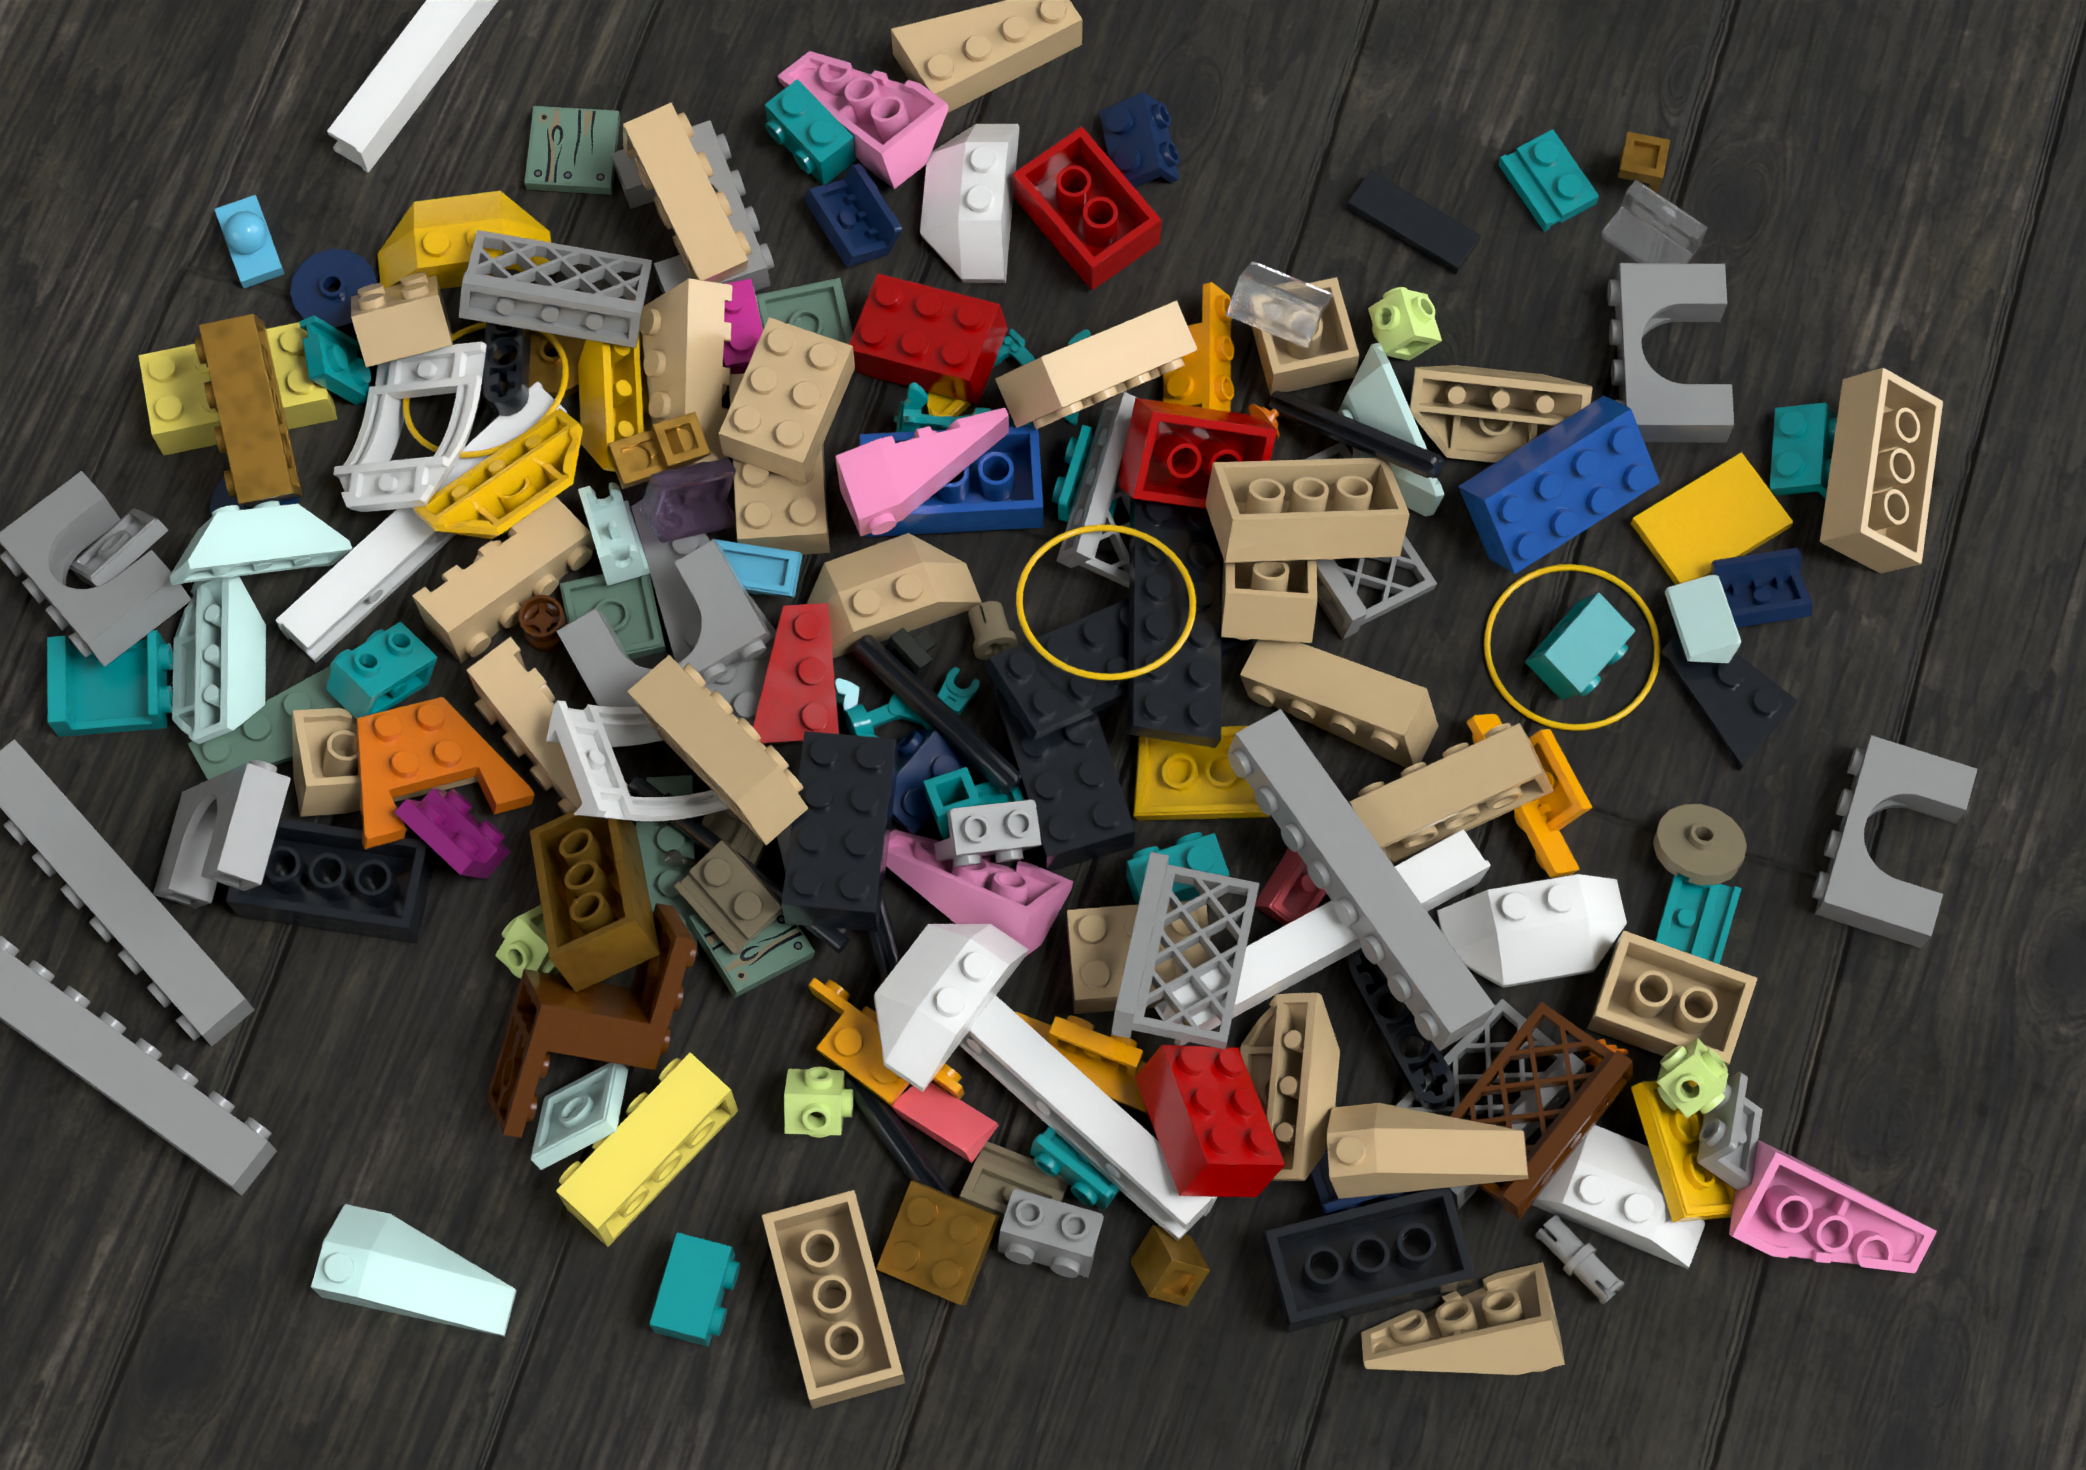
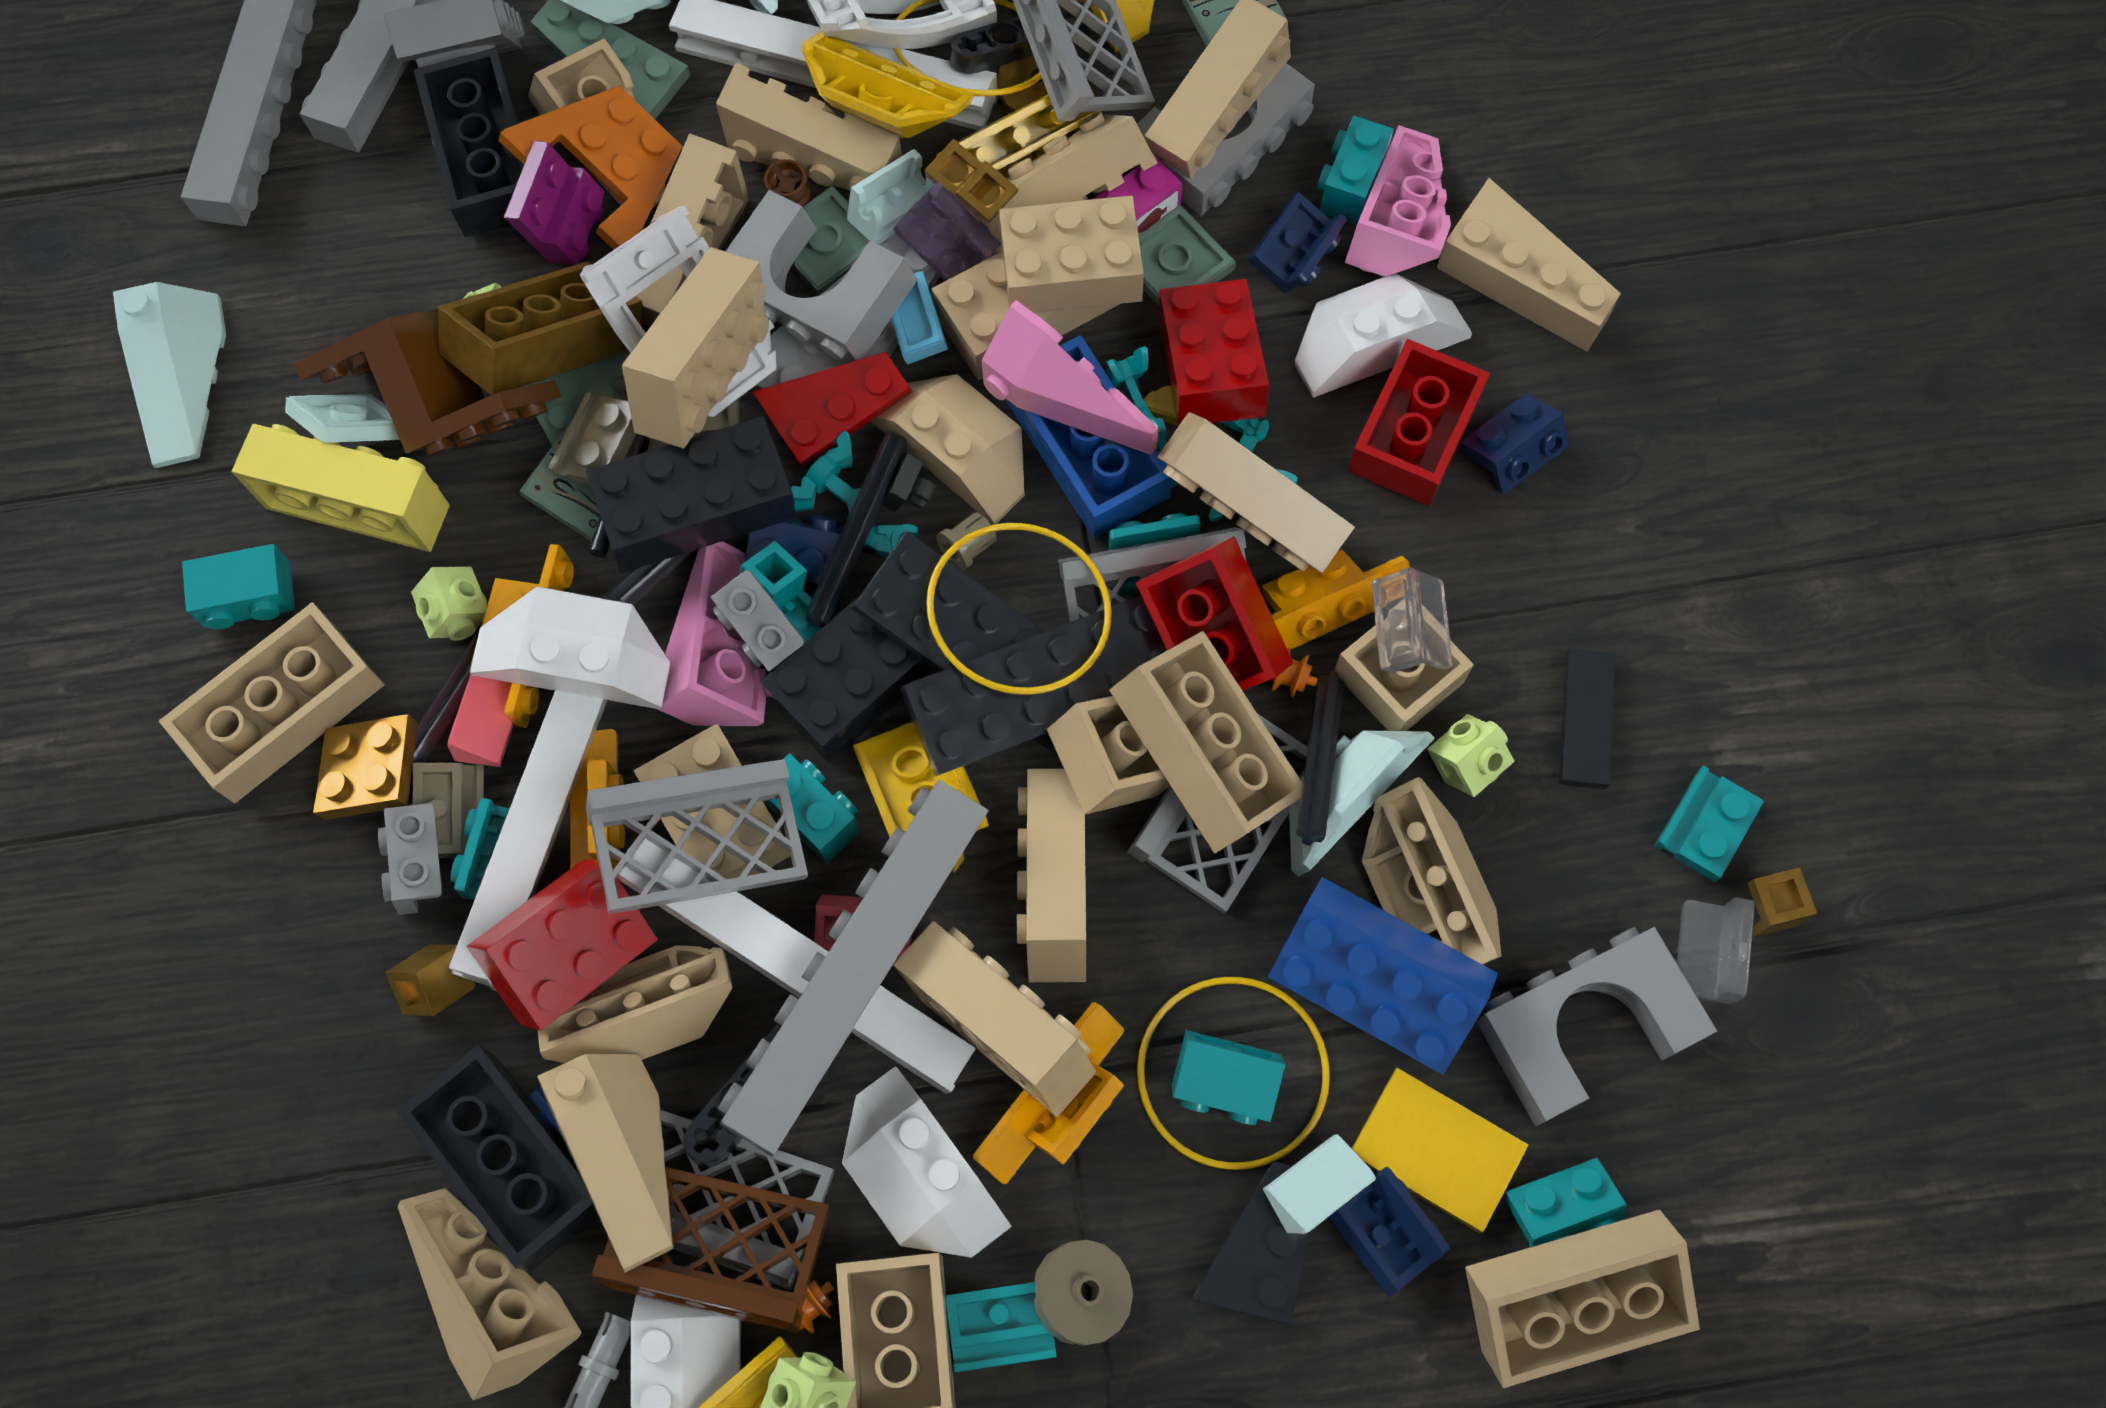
camera: 65 degrees right, 0 degrees up
(381, 671) = (675, 87): teal brick -> none

